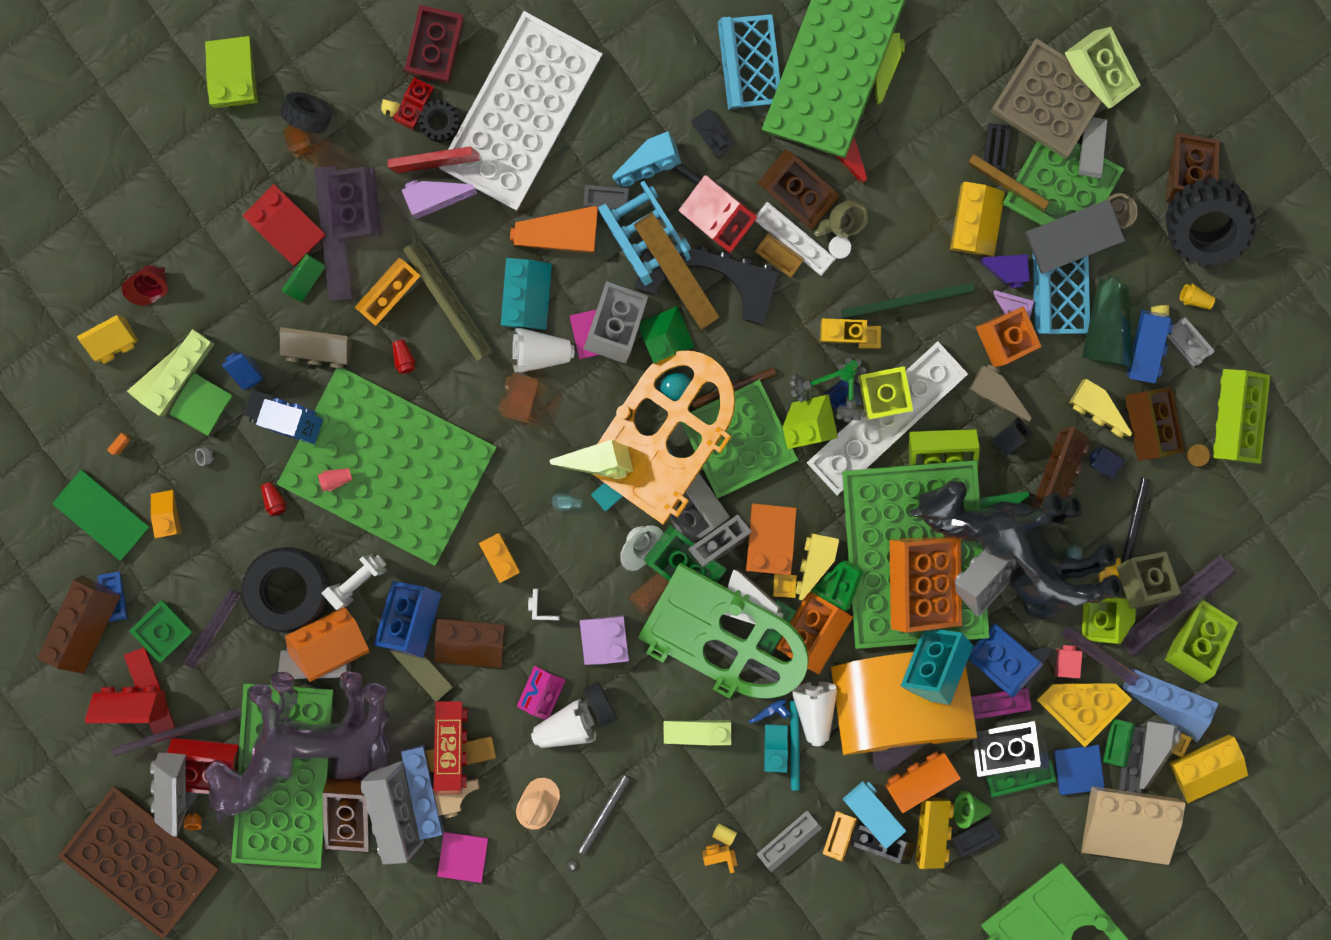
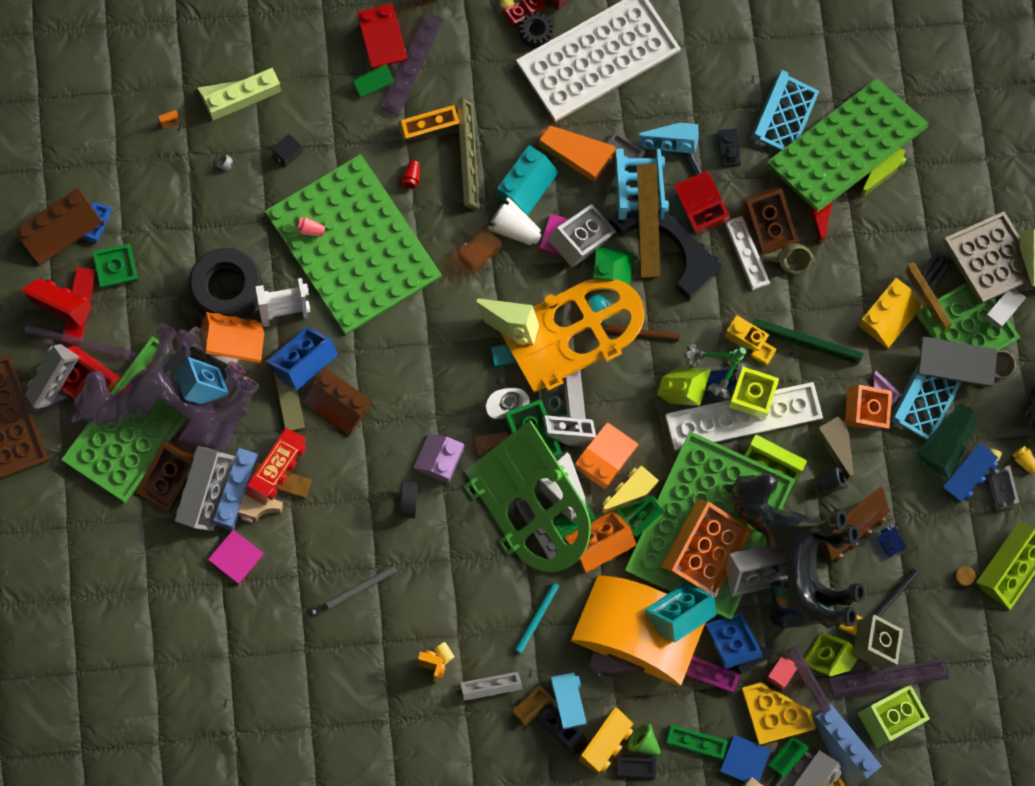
camera: 20 degrees right, 15 degrees down
(101, 515) = (123, 162): green tile -> none
(108, 339) = (207, 42): yellow slope -> none
(145, 285) = (256, 23): dark red piece -> none
(164, 514) = (170, 187): light orange slope -> none
(192, 822) = (50, 415): orange hinge -> none
(200, 404) = (244, 125): bright green slope -> none
(212, 628) = (153, 286): clear purple axle -> none
(243, 370) = (291, 114): blue slope -> none
(272, 499) = (255, 222): red cone -> none
(290, 420) = (303, 168): brick -> none
(315, 347) = (353, 129): dark tan slope -> none
(324, 713) = (200, 381): none -> dark azure slope
(352, 203) = (439, 49): clear purple slope -> none
(432, 196) = (504, 76): lavender slope -> none
(433, 159) = (516, 51): red tile -> none
(499, 557) = (397, 353): light orange brick -> none
(533, 606) = (400, 402): white bracket -> none
(538, 803) = (316, 550): light nougat piece -> none
(541, 693) = (368, 469): dark pink panel -> none
(565, 502) = (469, 342): clear light blue cylinder -> none
(565, 727) = (373, 502): white cone -> none
(698, 732) = (469, 565): yellowish green slope -> none
(755, 444) = (629, 378): bright green plate -> none
(772, 709) = (537, 581): blue bar -> none
(775, 748) = (521, 610): teal arch -> none
(779, 255) = (729, 257): pearl gold tile -> none
(784, 585) = (597, 495): yellow tile -> none
(816, 710) = (568, 599): white cone -> none
(839, 247) = (777, 277): white tile -> none
(922, 781) = (624, 697): orange slope -> none
(1008, 269) = (894, 360): dark purple slope -> none
(1011, 750) = (702, 713): dark grey slope -> none
(1097, 403) = (908, 493): light yellow slope -> none
(1155, 423) = (945, 533): reddish brown slope -> none

